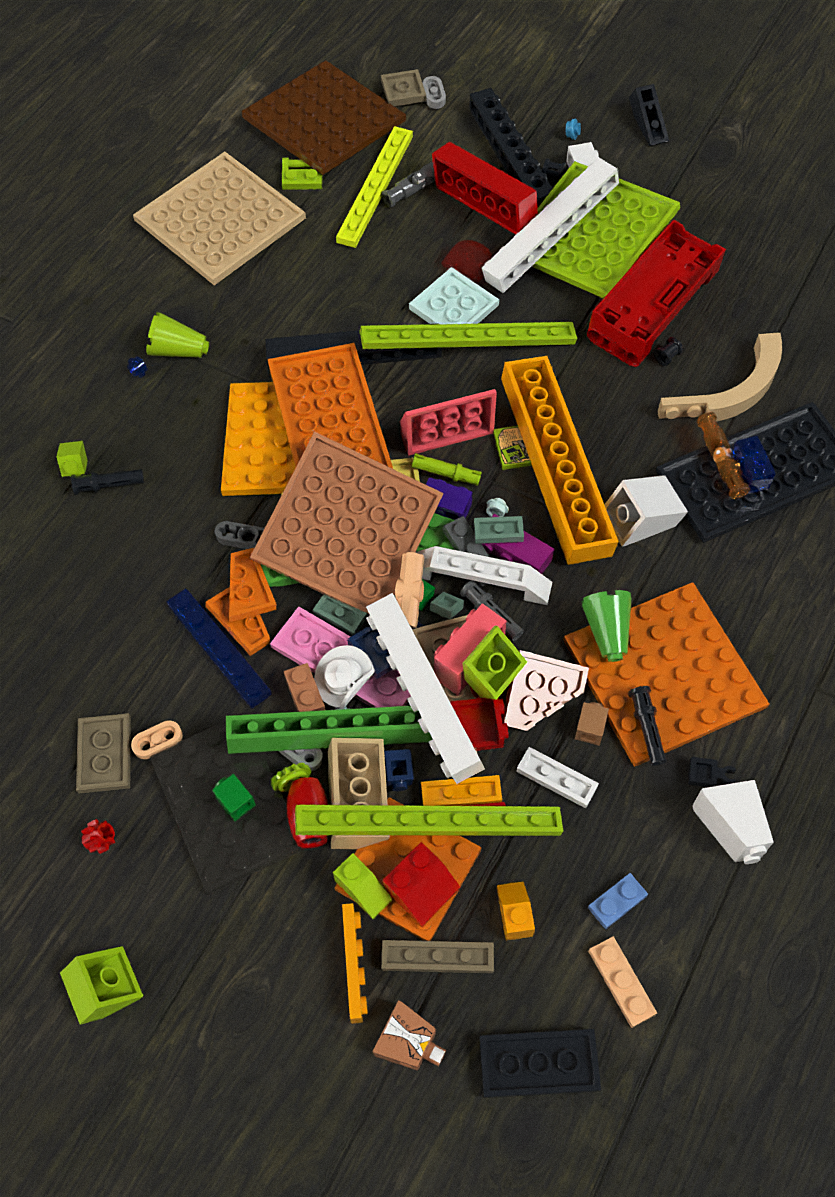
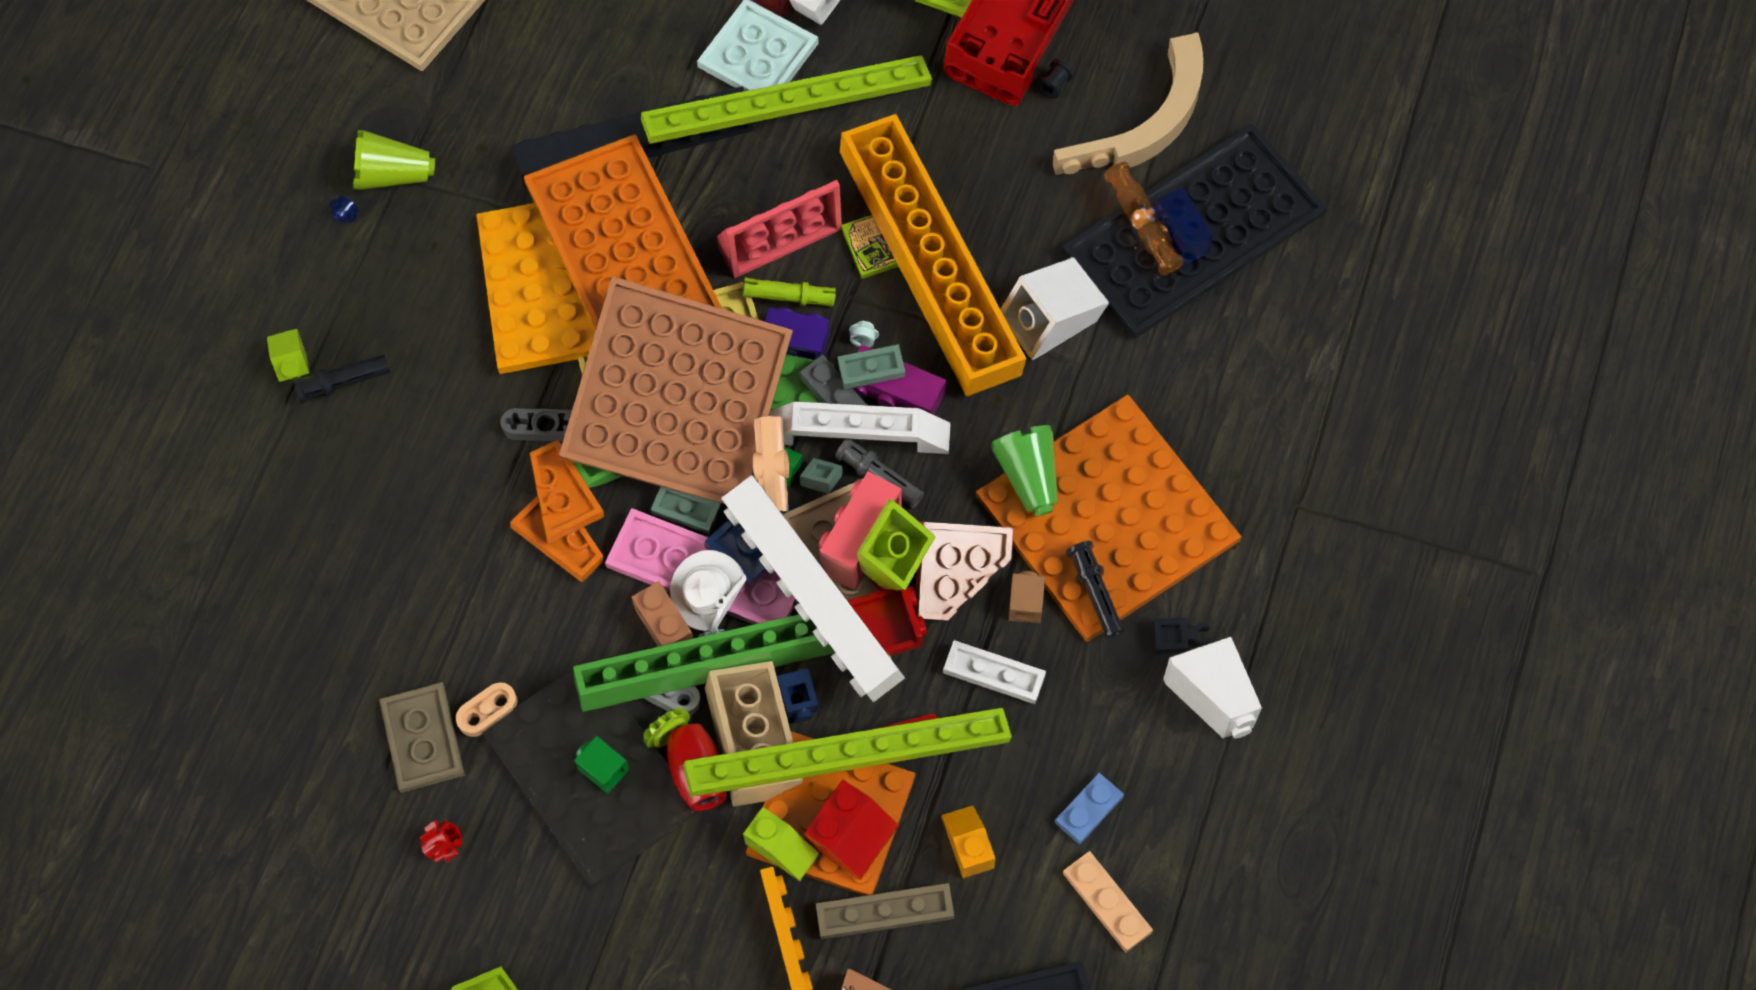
camera: 10 degrees left, 5 degrees up
(219, 648) = (538, 578): clear blue plate -> none
(468, 792) = (890, 708): light orange plate -> none

